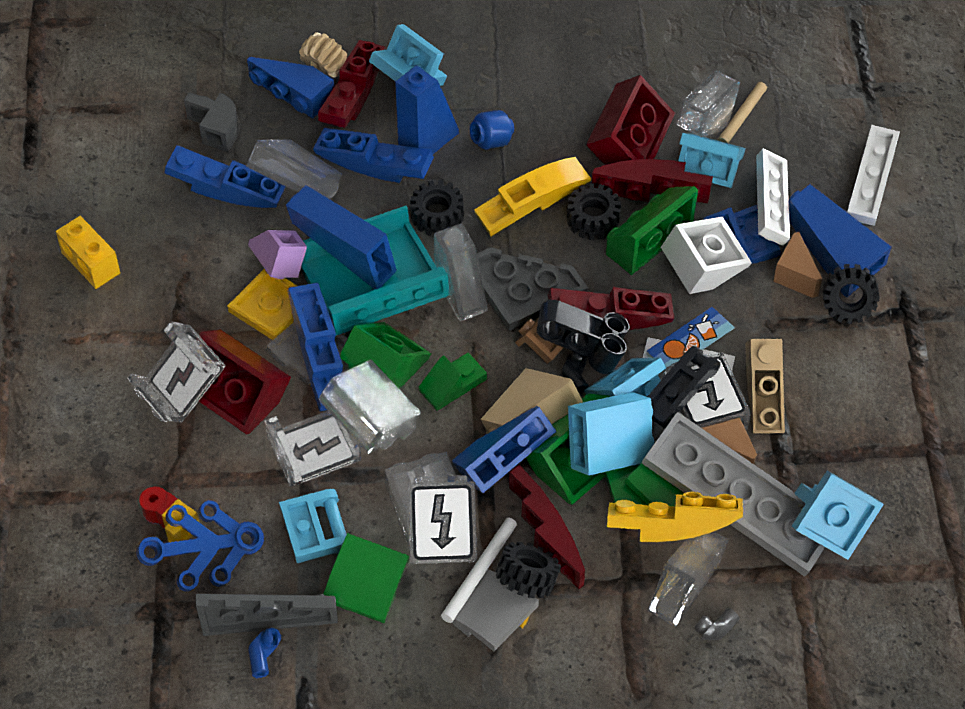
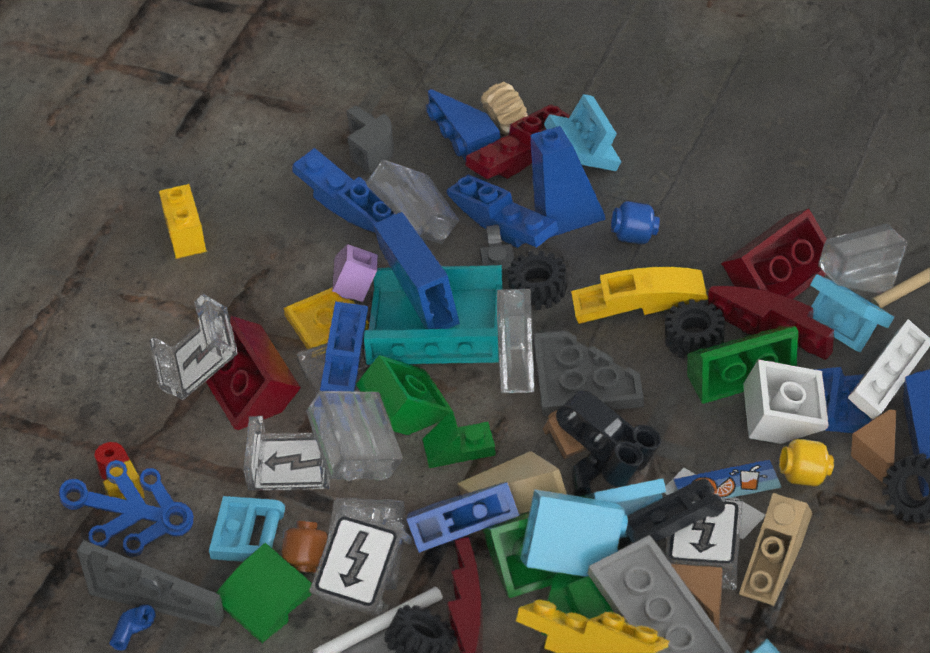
camera: 30 degrees right, 10 degrees down
(381, 523) = (303, 546): none -> dark orange head
(387, 196) = (496, 252): none -> dark grey plate
(639, 307) = (679, 431): dark red slope -> none
(748, 300) = (806, 462): none -> yellow head

